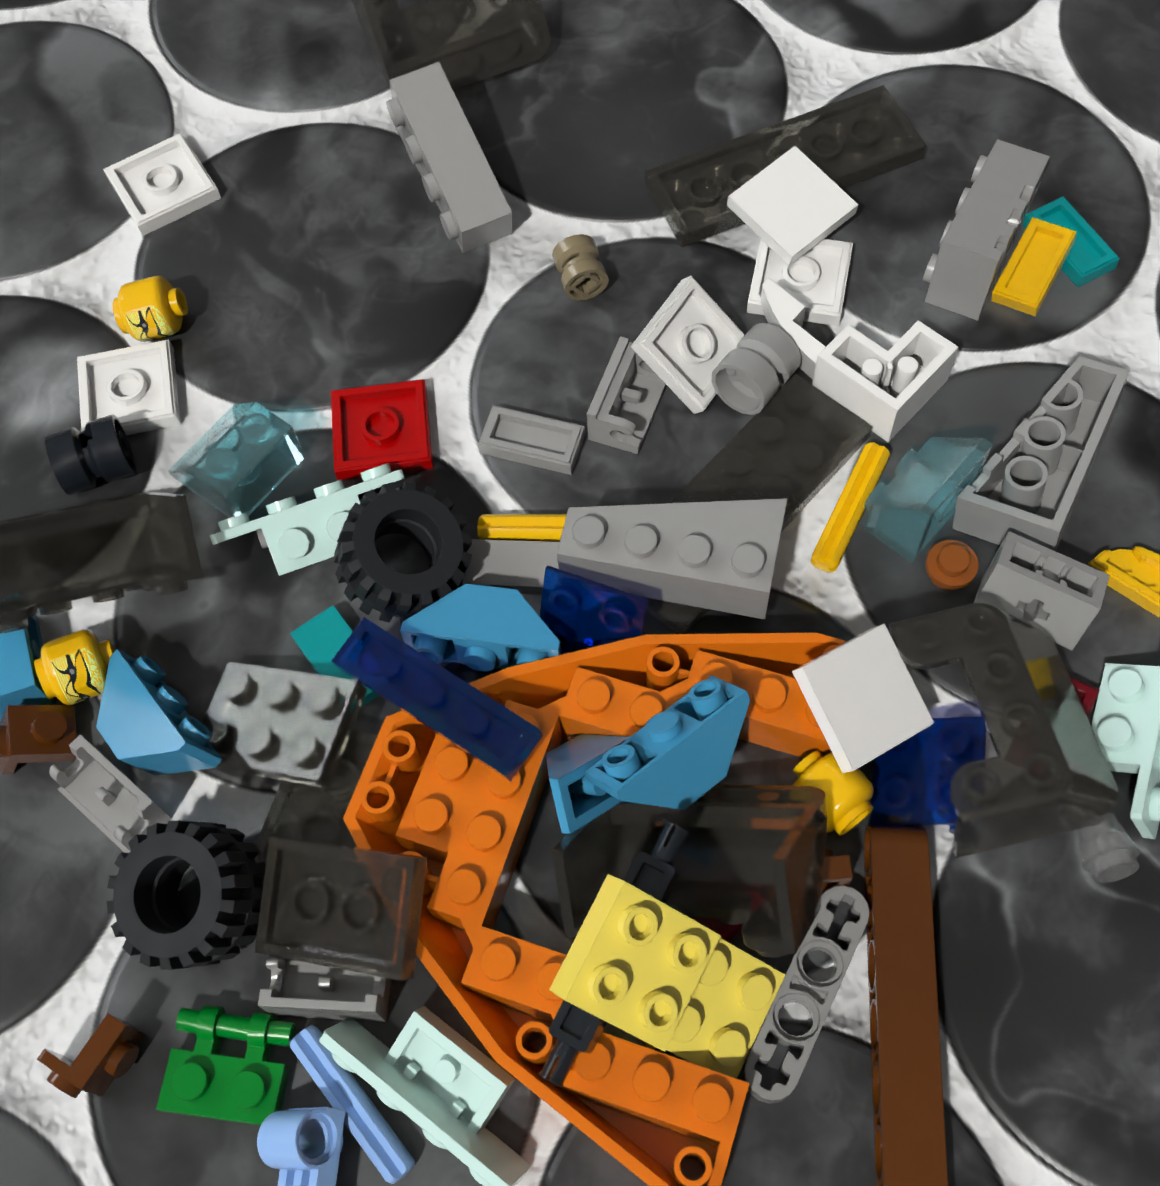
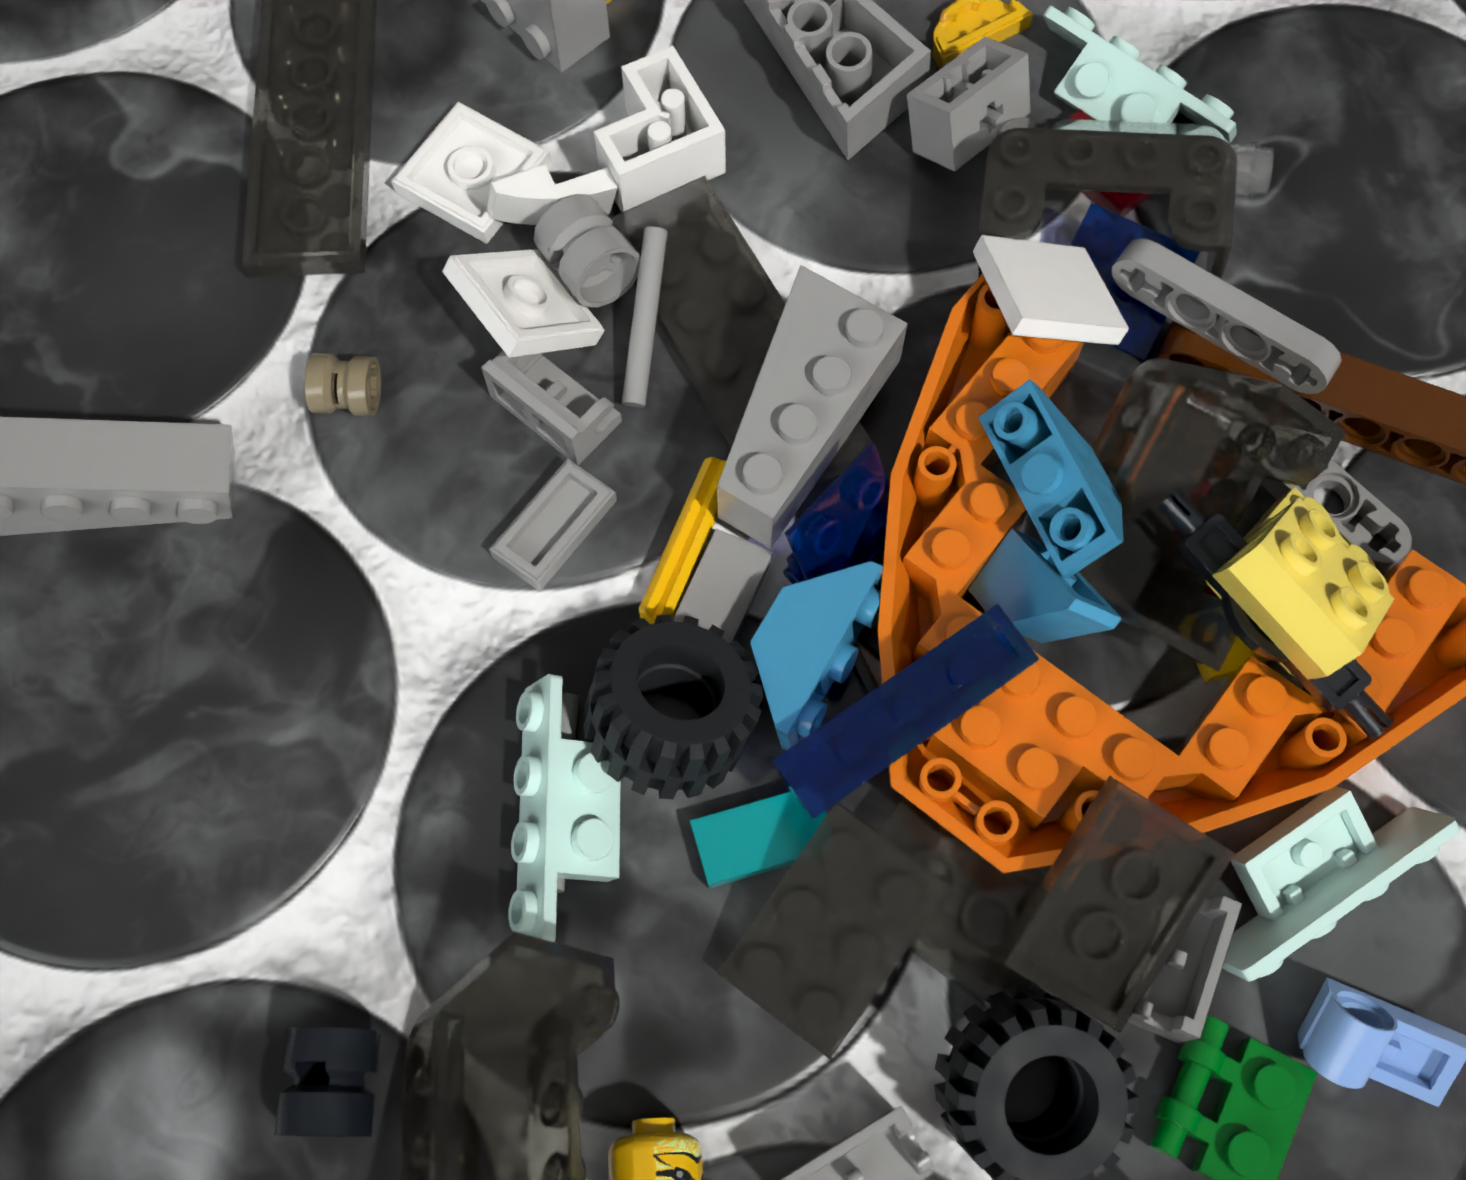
camera: 75 degrees left, 5 degrees up
(133, 385) = (228, 1012): white tile -> none
(148, 720) = (780, 1088): dark azure slope -> none
(149, 308) = (118, 941): yellow head -> none
(240, 459) = (416, 887): clear light blue slope -> none
(361, 1114) = (1307, 974): light blue axle -> none
(380, 428) = (455, 694): red tile -> none
(720, 428) = (644, 317): none -> light grey bar
(792, 205) = (385, 132): white tile -> none
(845, 793) = (1104, 369): yellow head -> none
(850, 507) = (786, 231): yellow axle -> none
(910, 856) = (1284, 346): none -> light grey beam
(924, 493) = (820, 150): clear light blue slope -> none
(951, 564) = (896, 174): dark orange plate -> none

